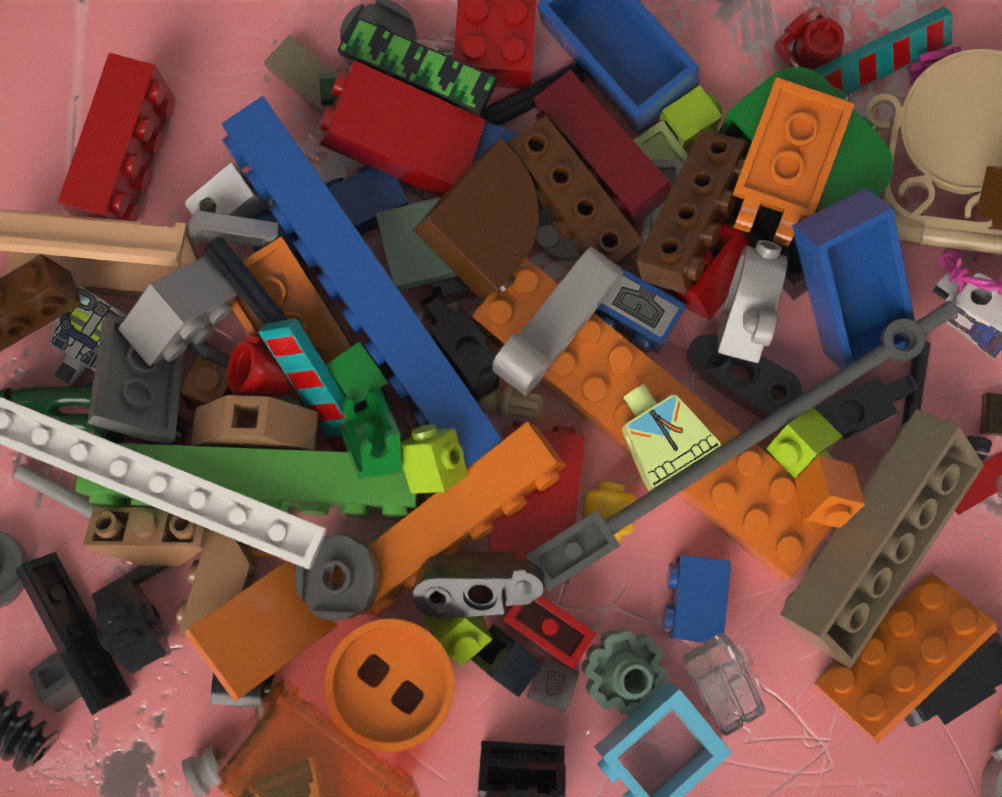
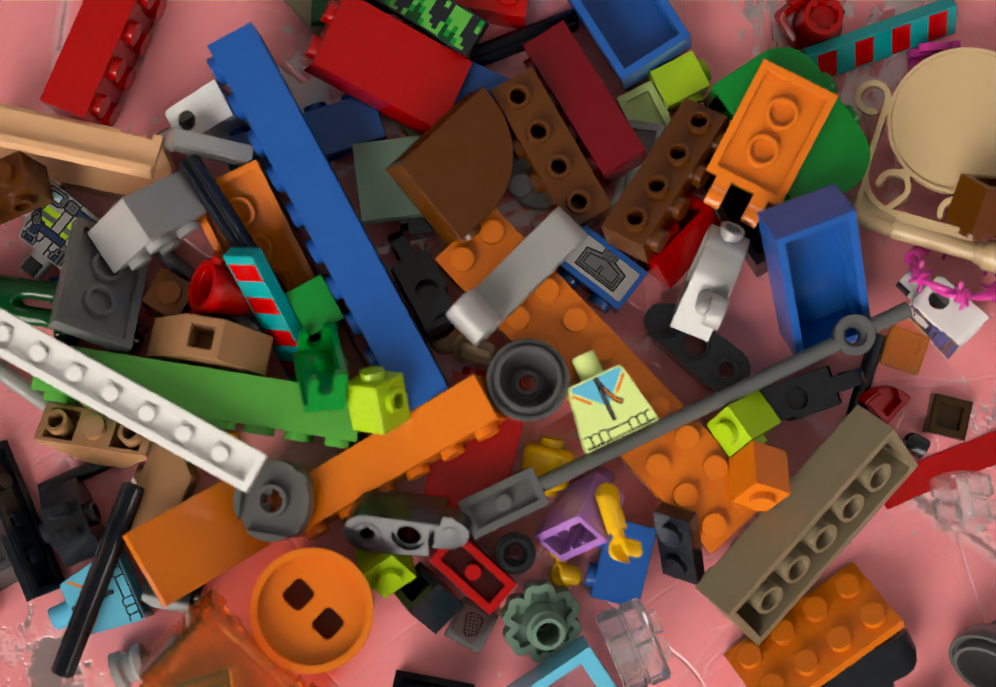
camera: 10 degrees right, 5 degrees up
(163, 684) = (97, 580): none -> black axle
(168, 700) = (120, 603): none -> medium azure torso
(585, 403) = (534, 360): none -> dark grey piece
(602, 600) = (519, 565): none -> black brick
(655, 559) = (582, 520): none -> medium lavender torso
(755, 572) = (679, 543): none -> black plate
(939, 404) = (884, 401): none -> red tile
(950, 354) = (904, 350): none -> clear yellow tile

